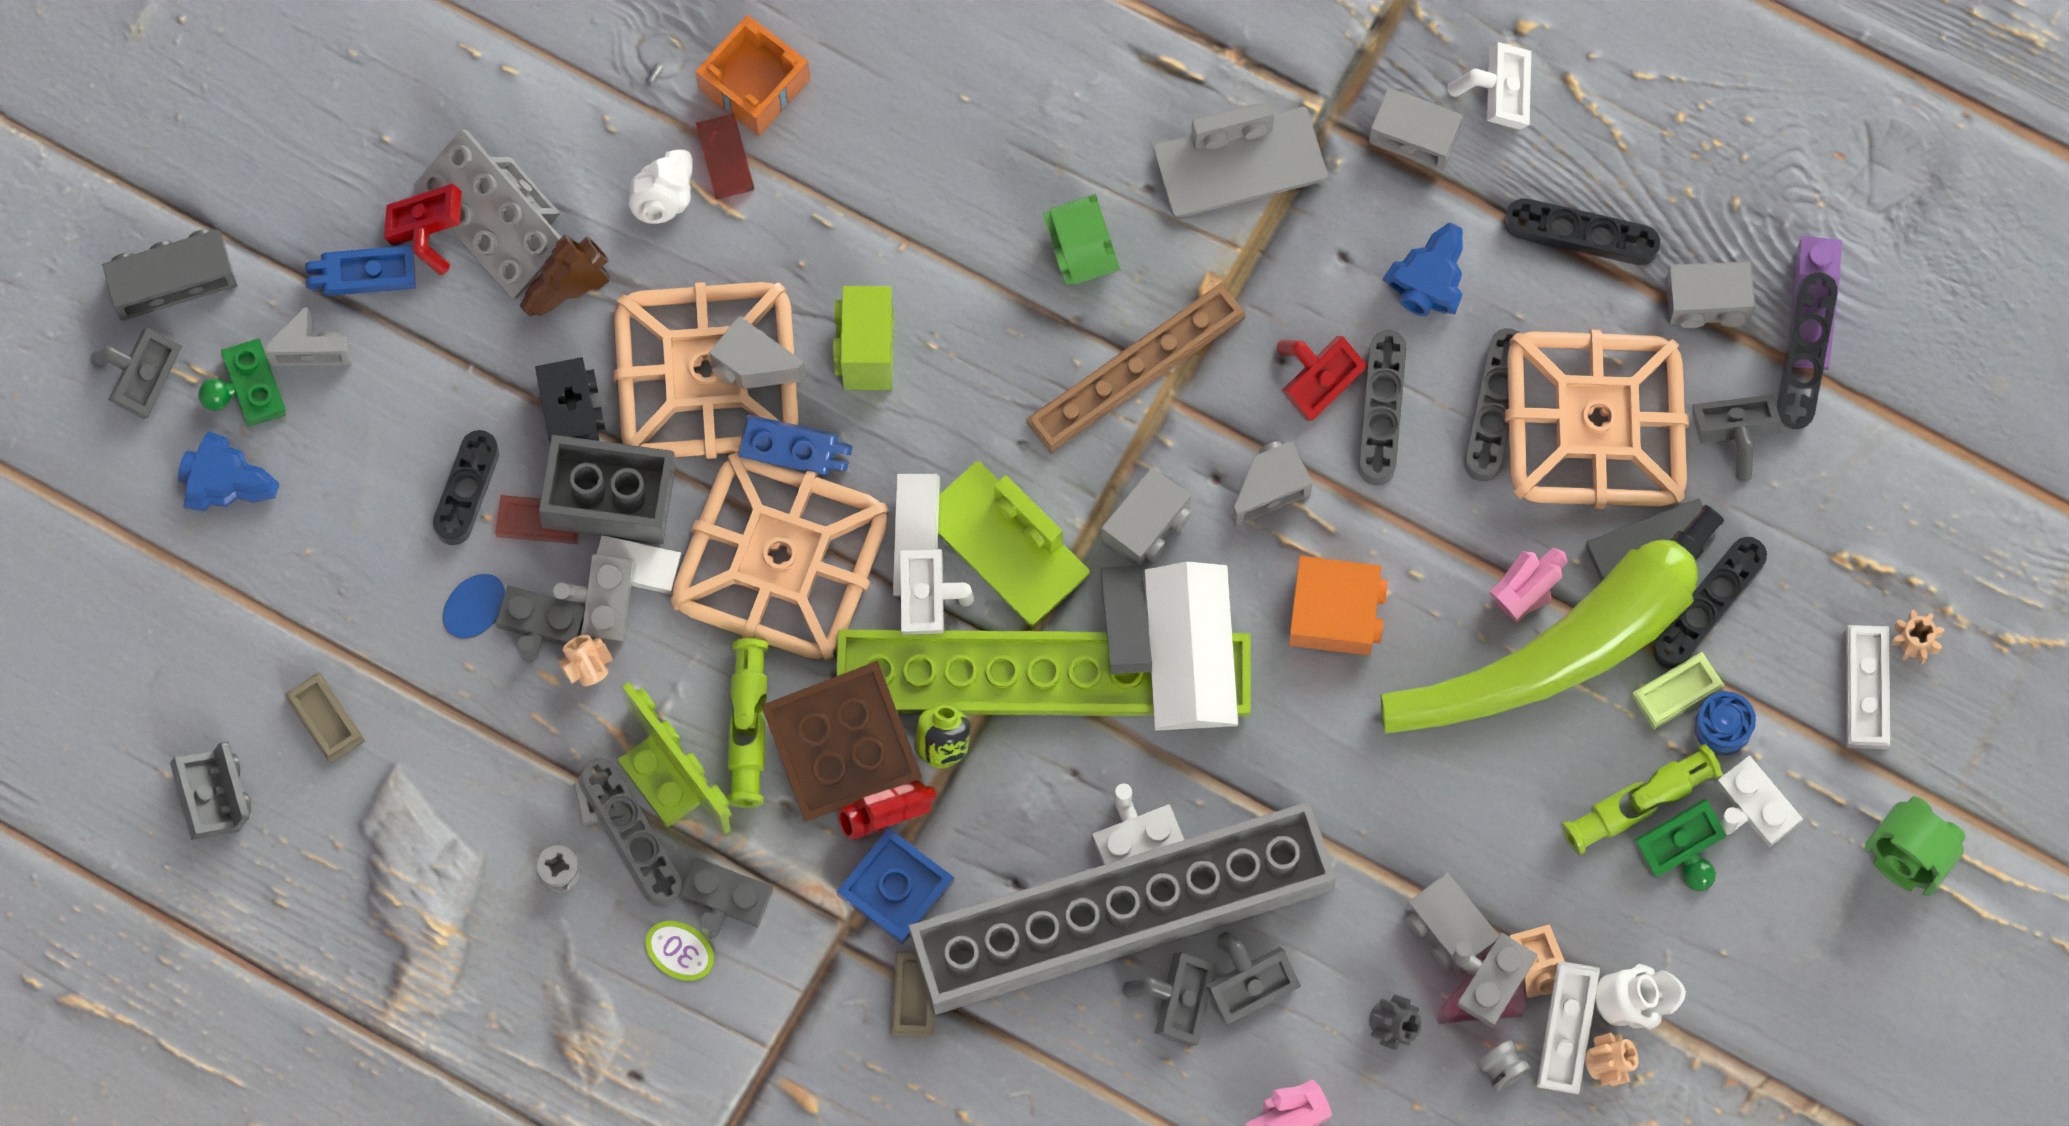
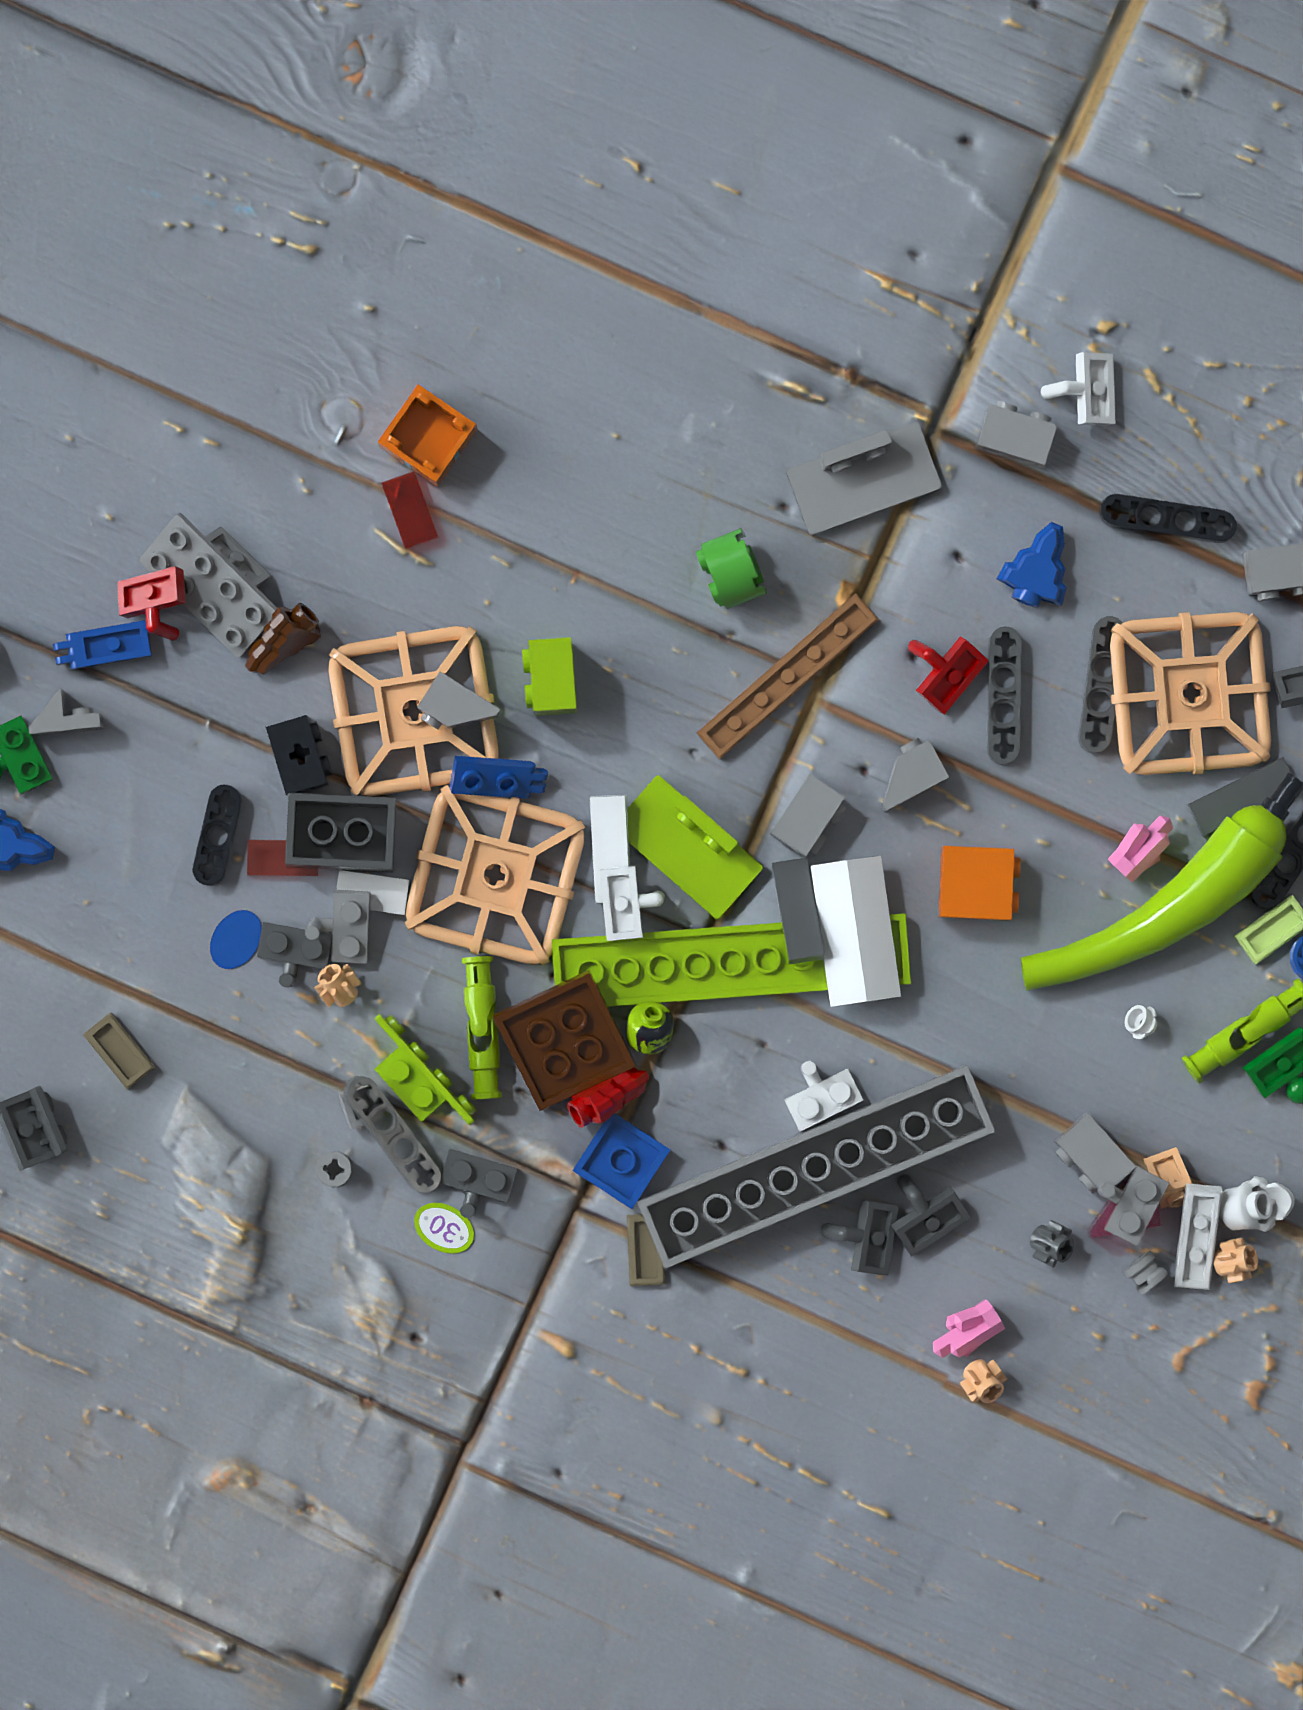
camera: 10 degrees left, 15 degrees up
(662, 188) = (358, 549): white head -> none
(1517, 778) = (1141, 1021): none -> white plate

